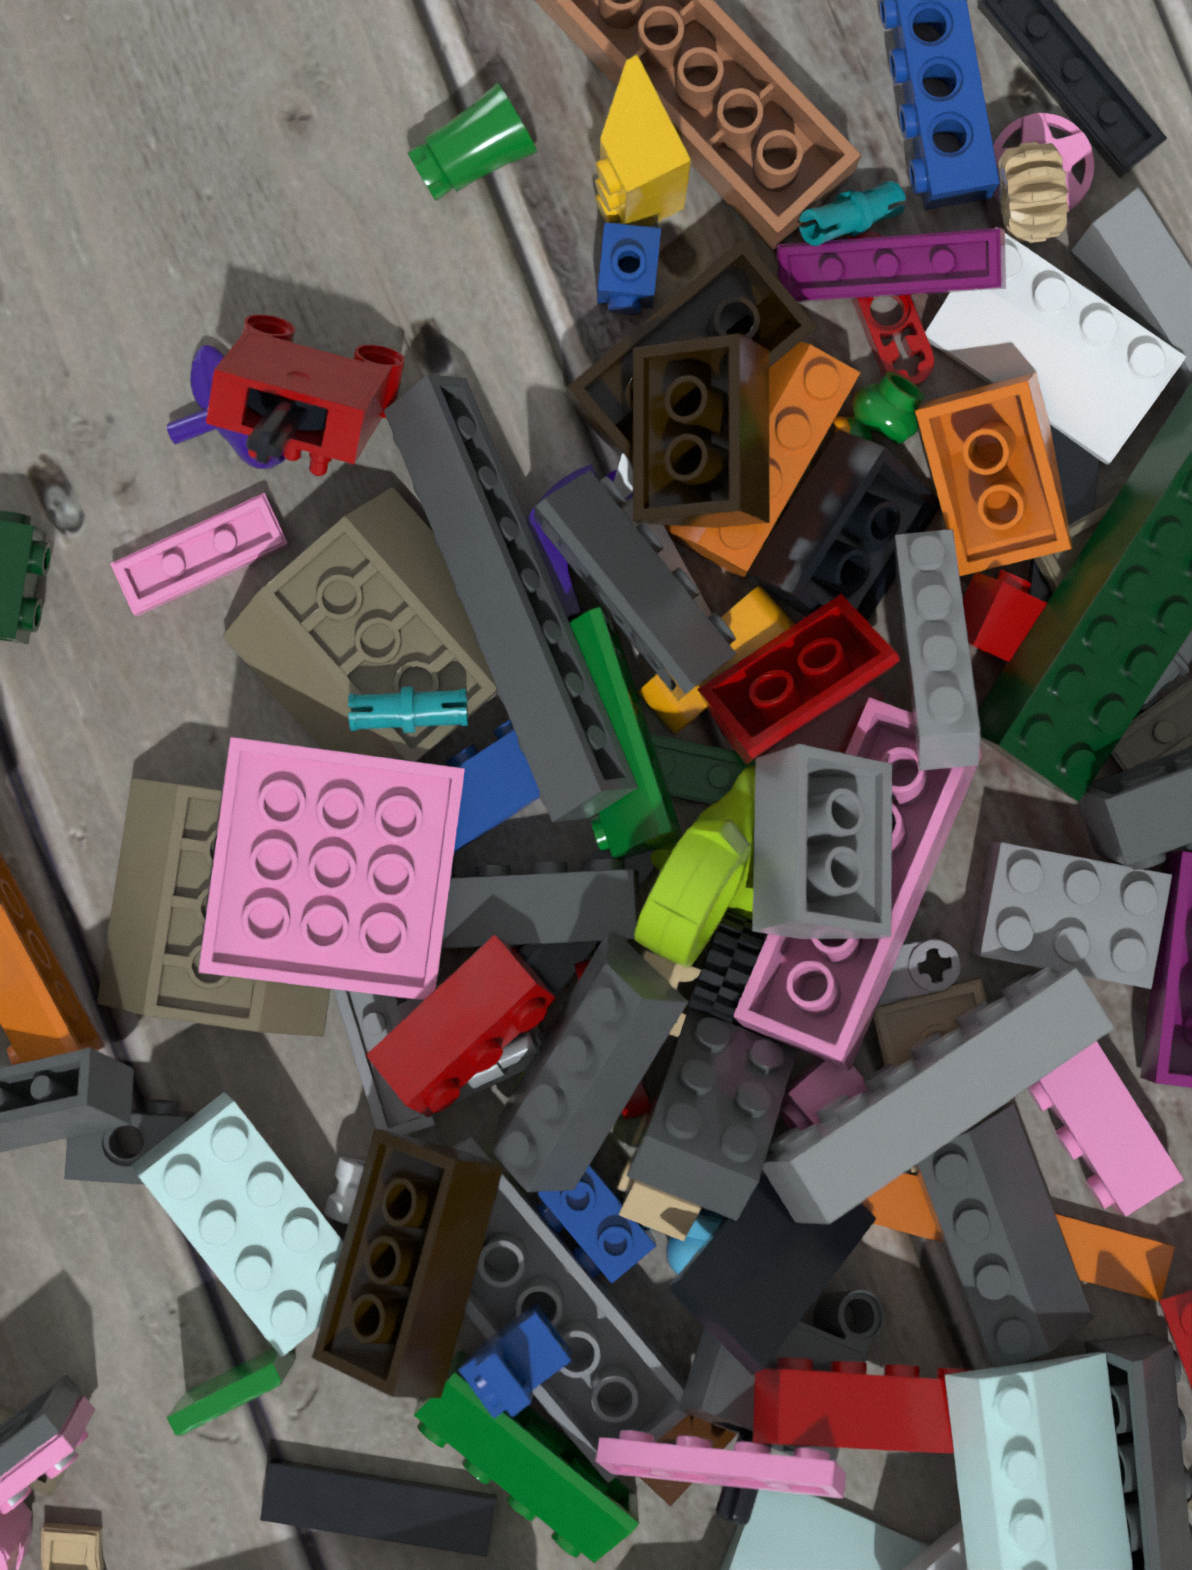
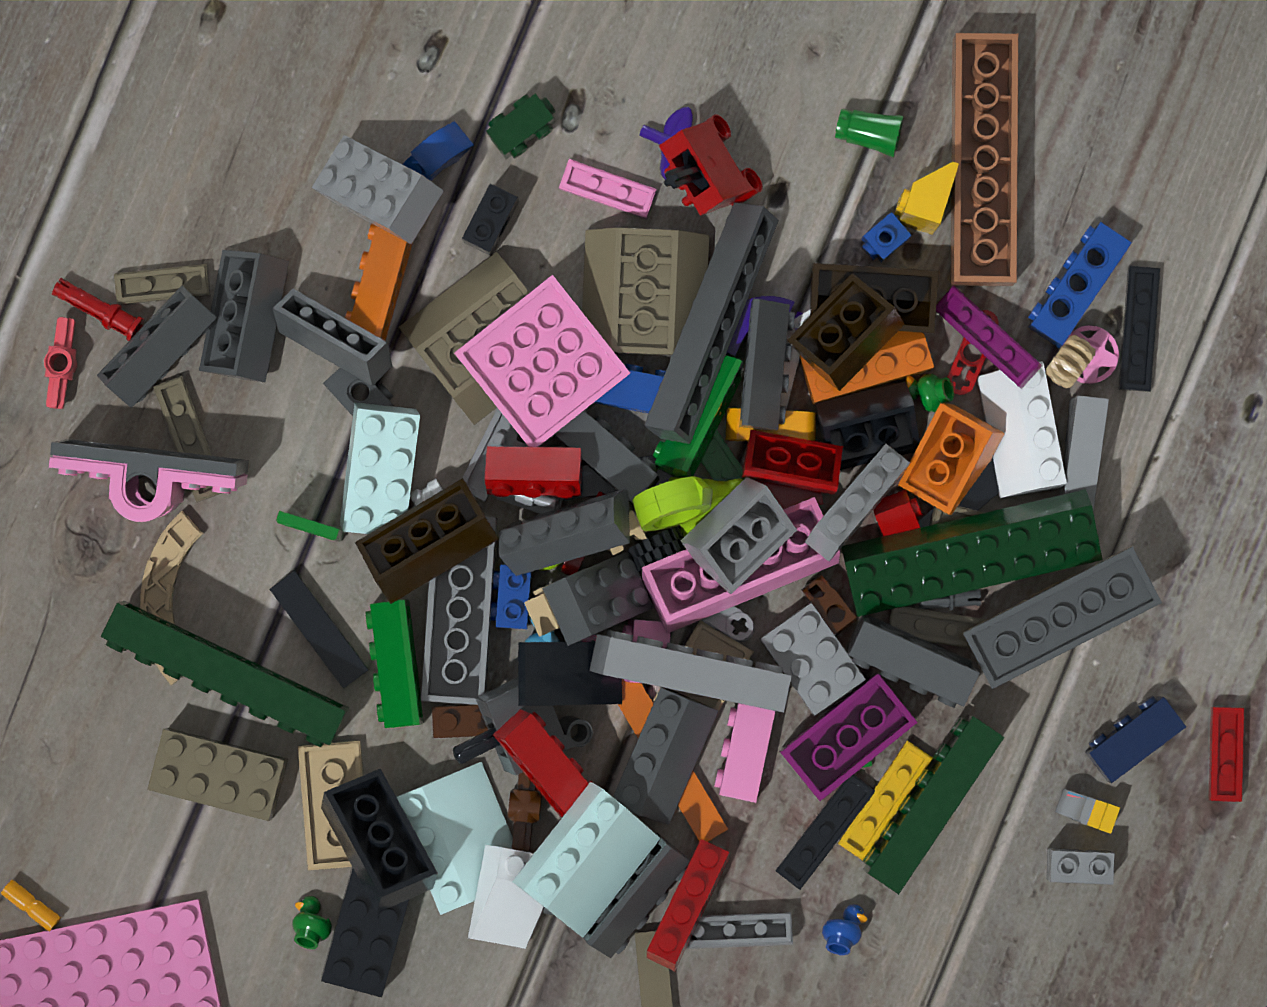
camera: 55 degrees right, 0 degrees up
(81, 743) = (490, 219): none -> black brick
(408, 709) = (630, 329): teal pin -> none
(516, 1362) = (432, 617): blue brick -> none
(746, 1467) = (466, 723): bright pink plate -> none
(852, 213) = (993, 301): teal pin -> none
(886, 1489) = (524, 811): none -> reddish brown axle
(1022, 821) = (829, 605): none -> reddish brown leg

